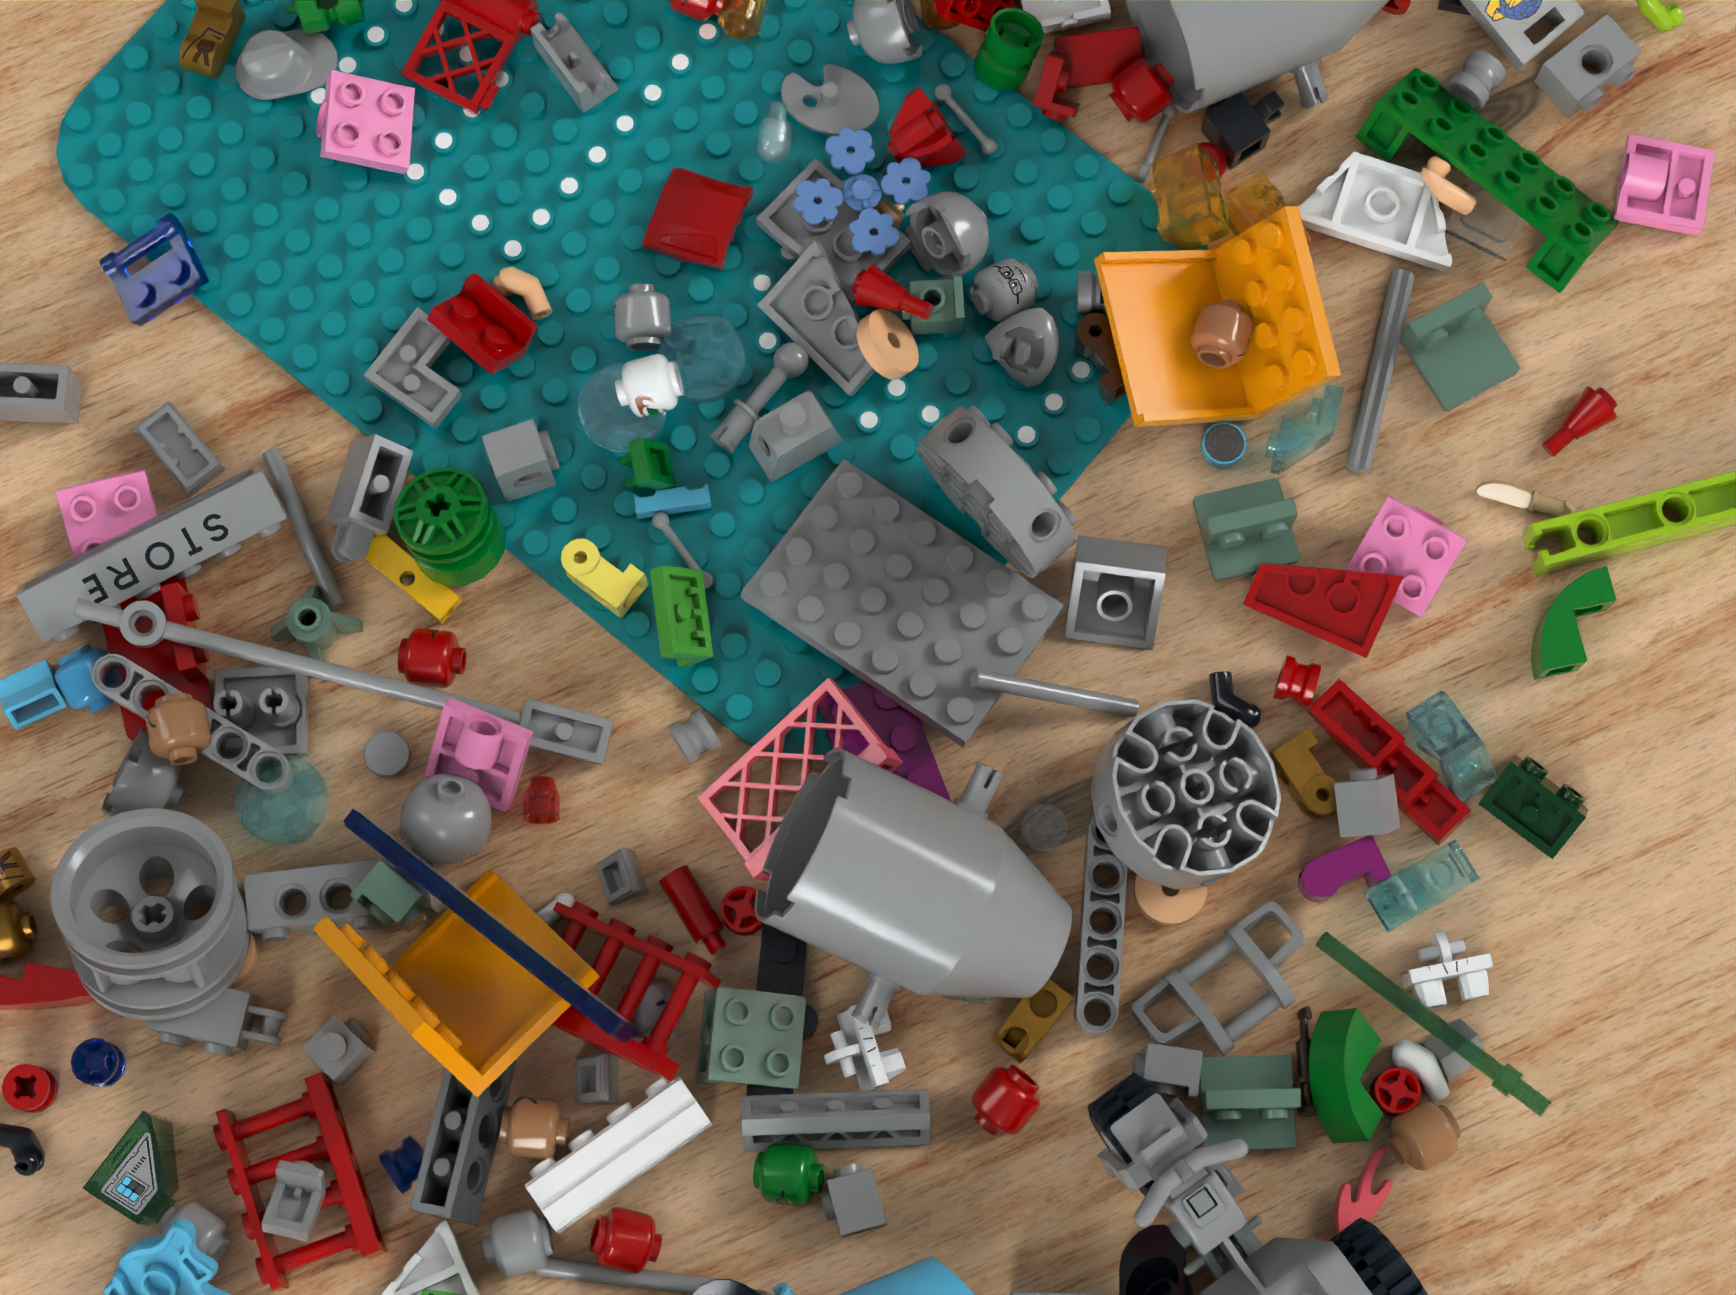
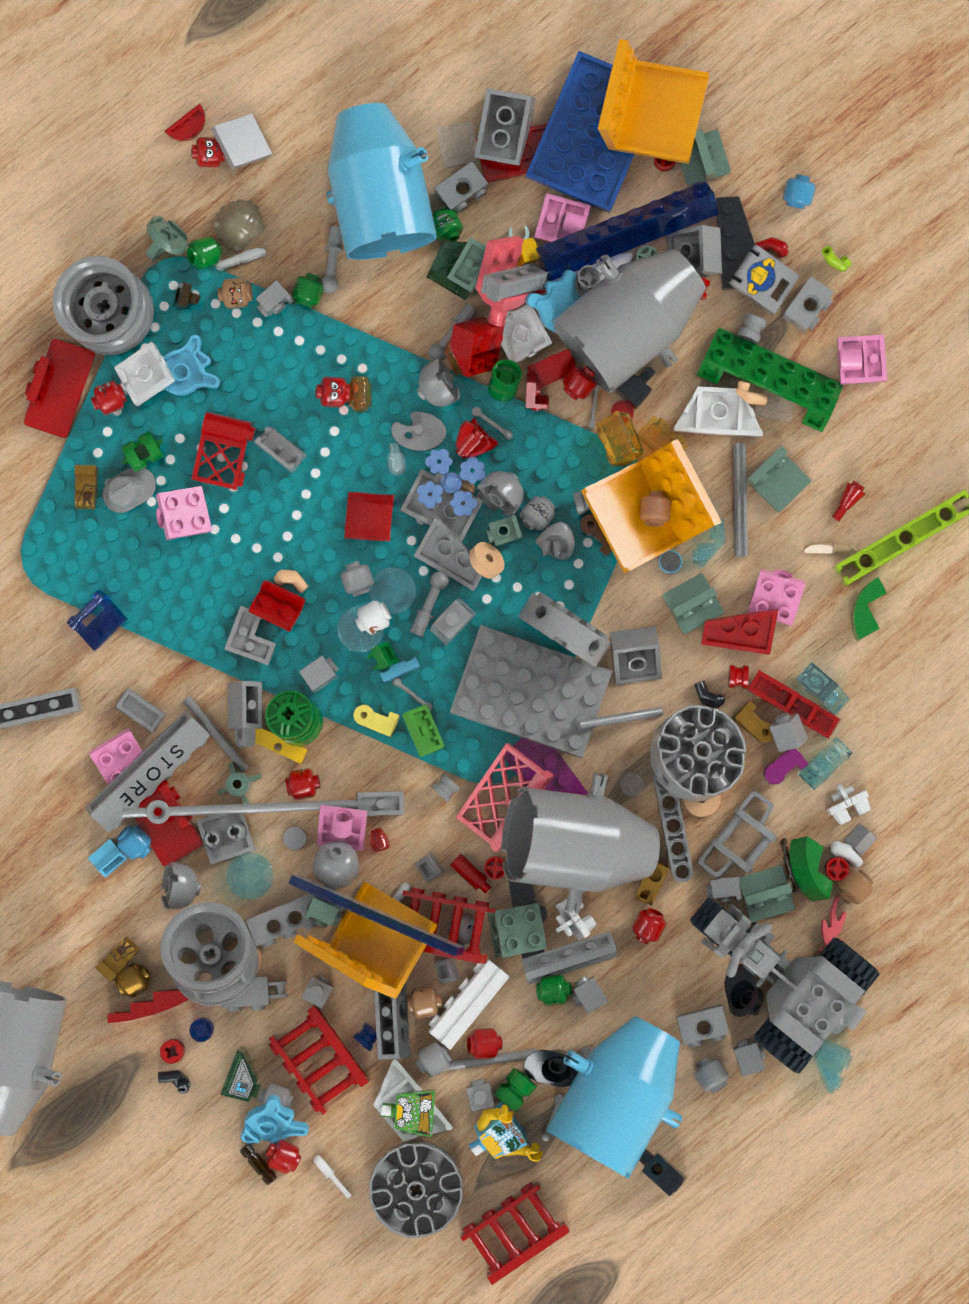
camera: 10 degrees left, 10 degrees up
(178, 728) = (195, 861): medium nougat head -> none
(246, 766) = (185, 854): light grey beam -> none
(295, 1200) = (321, 1070): light grey bracket -> none
(879, 290) = (476, 534): red cone -> none
(1505, 1078) = (887, 850): clear green bar -> none
(1535, 805) = (871, 707): dark green bracket -> none

